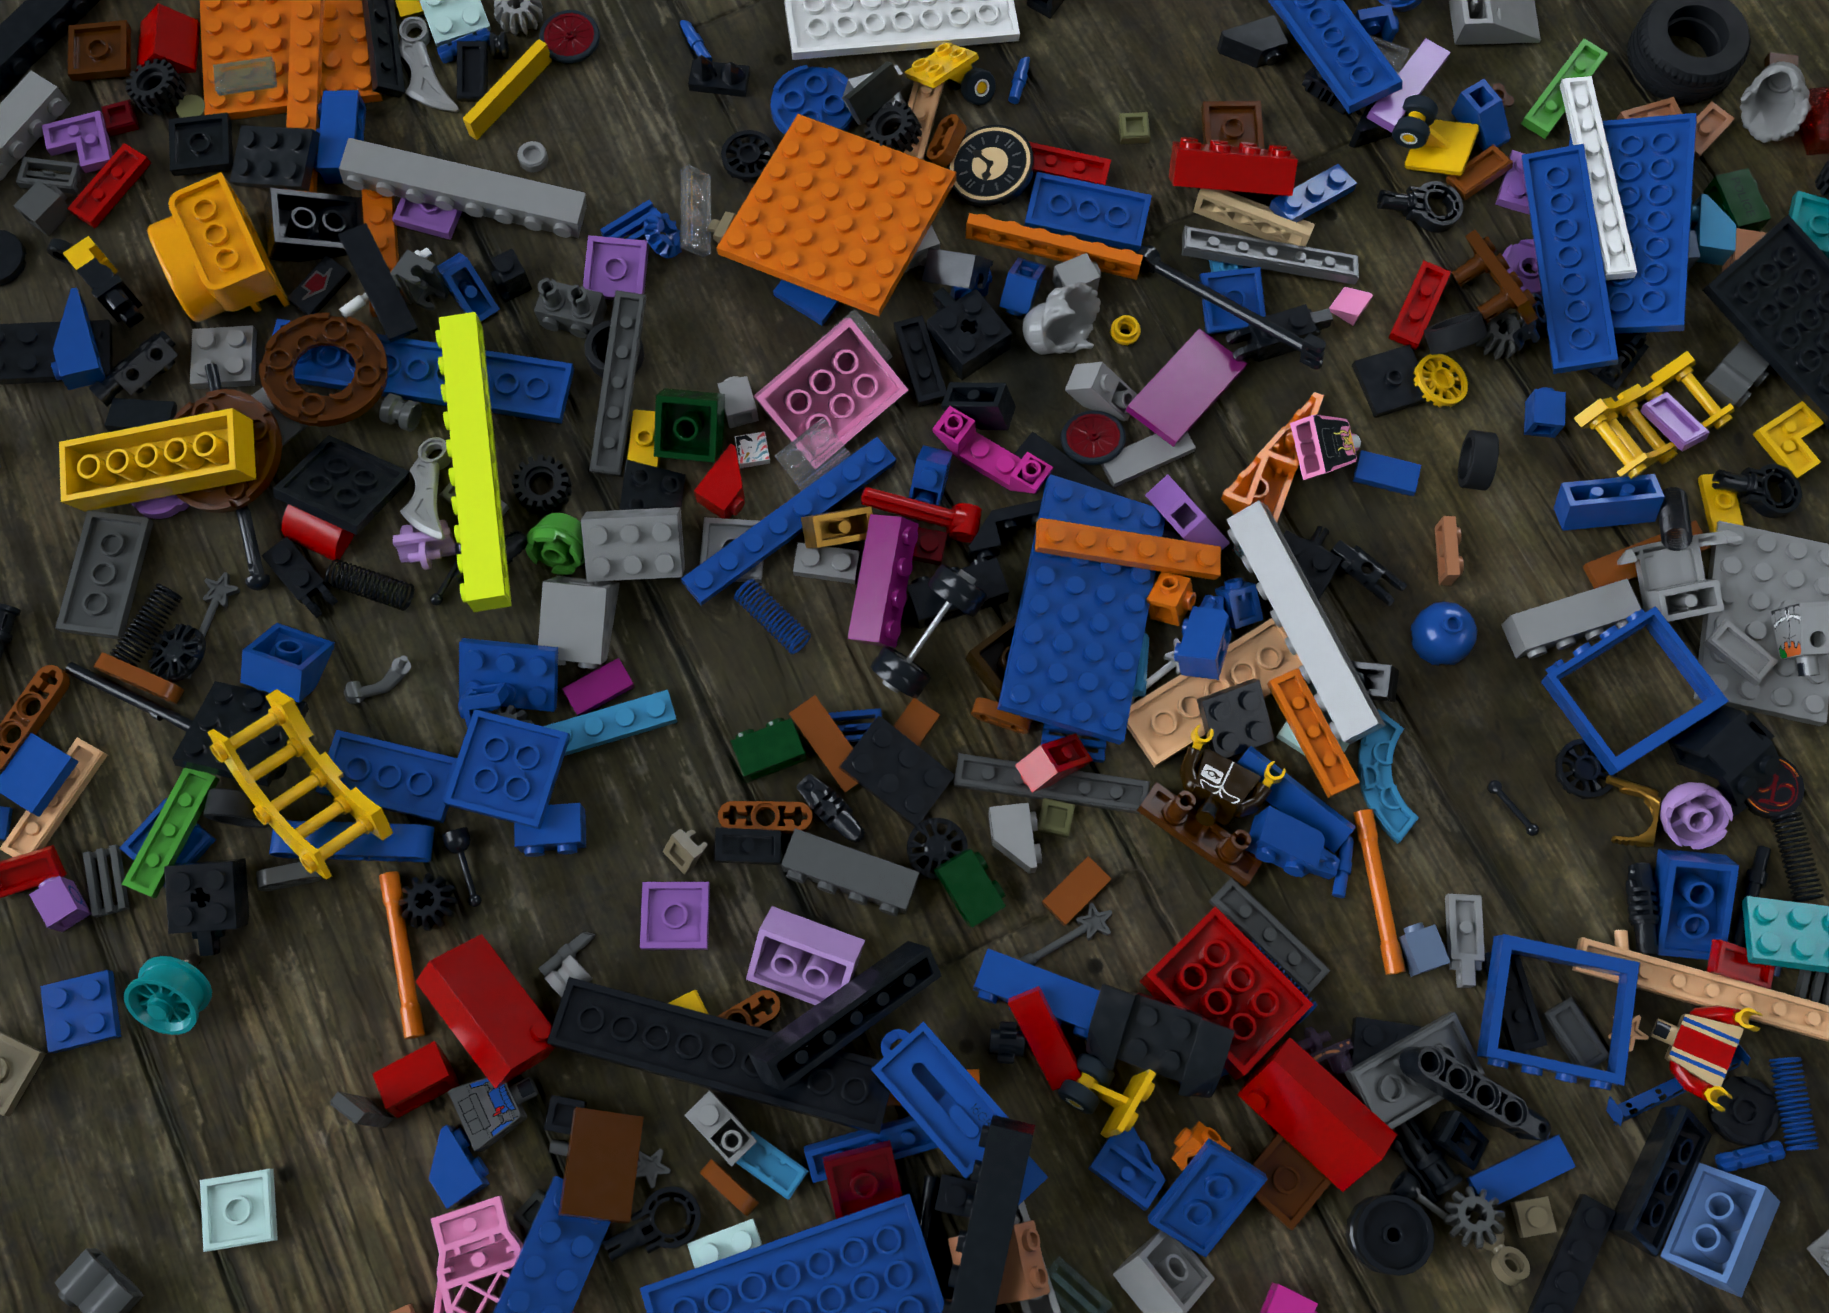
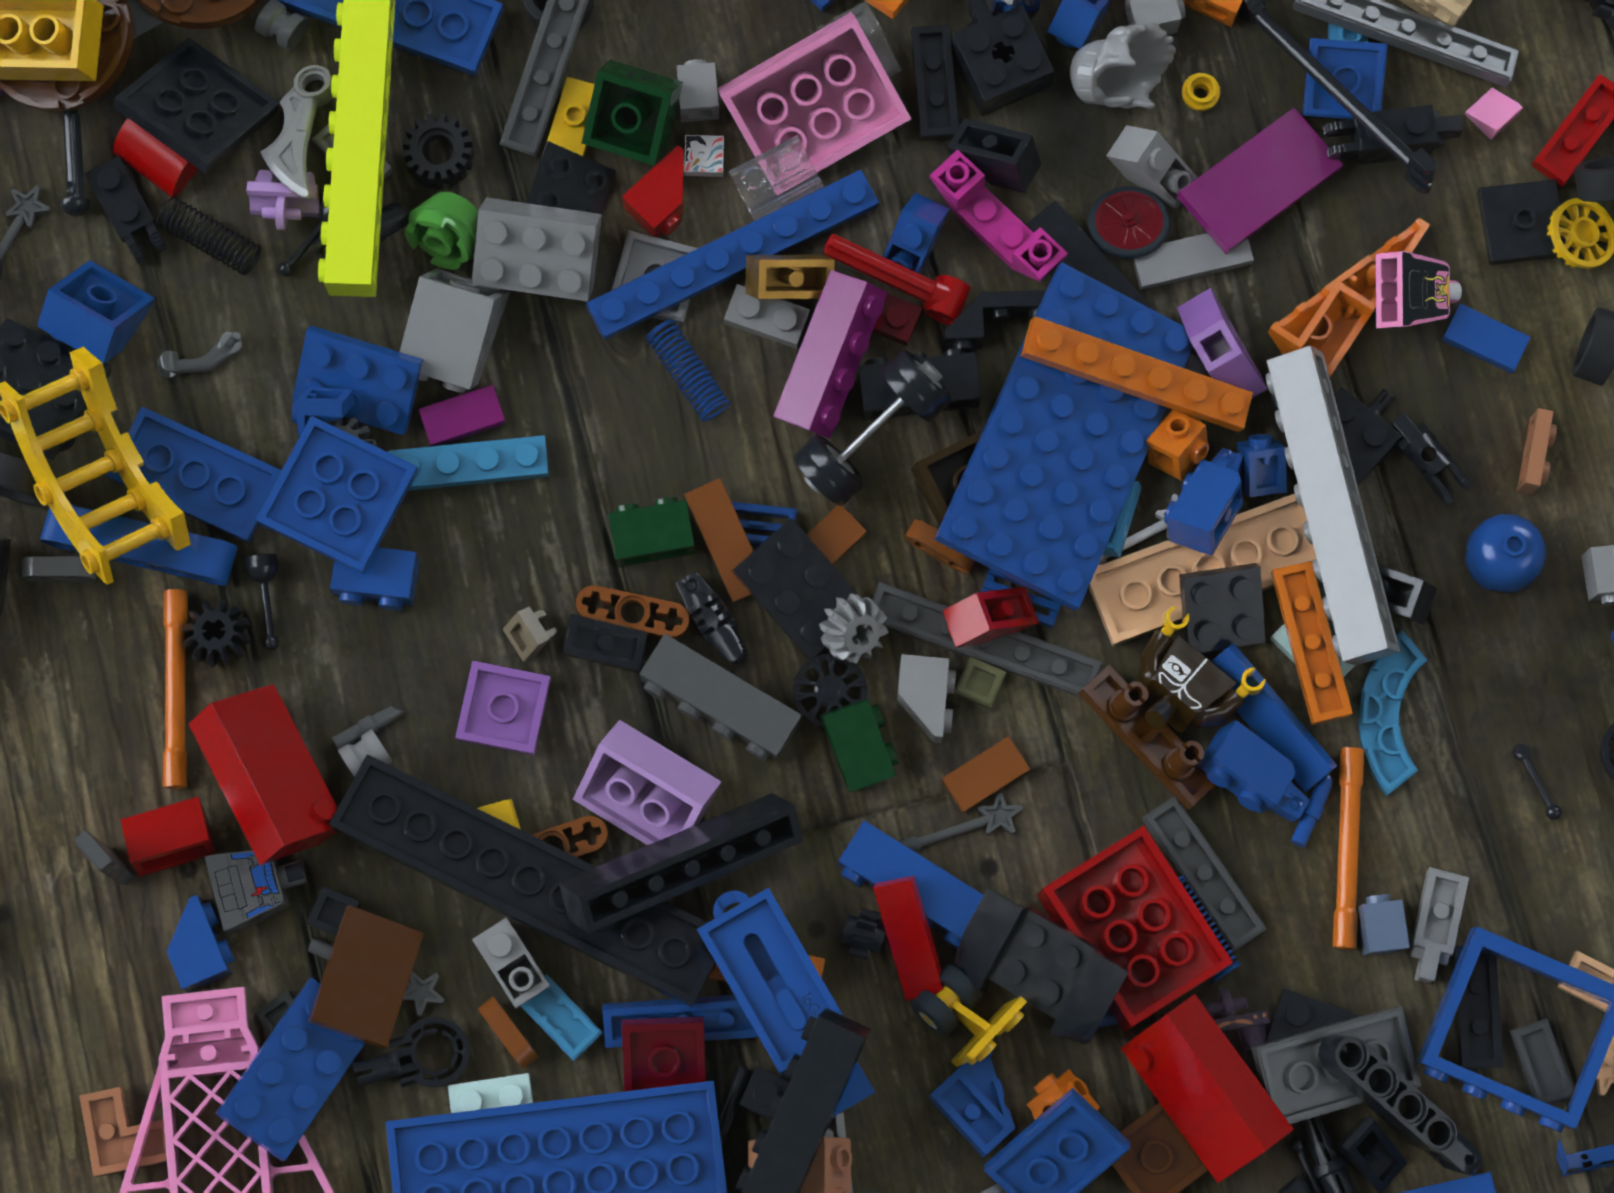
camera: 10 degrees right, 5 degrees up
(946, 793) = (853, 628): none -> light grey gear

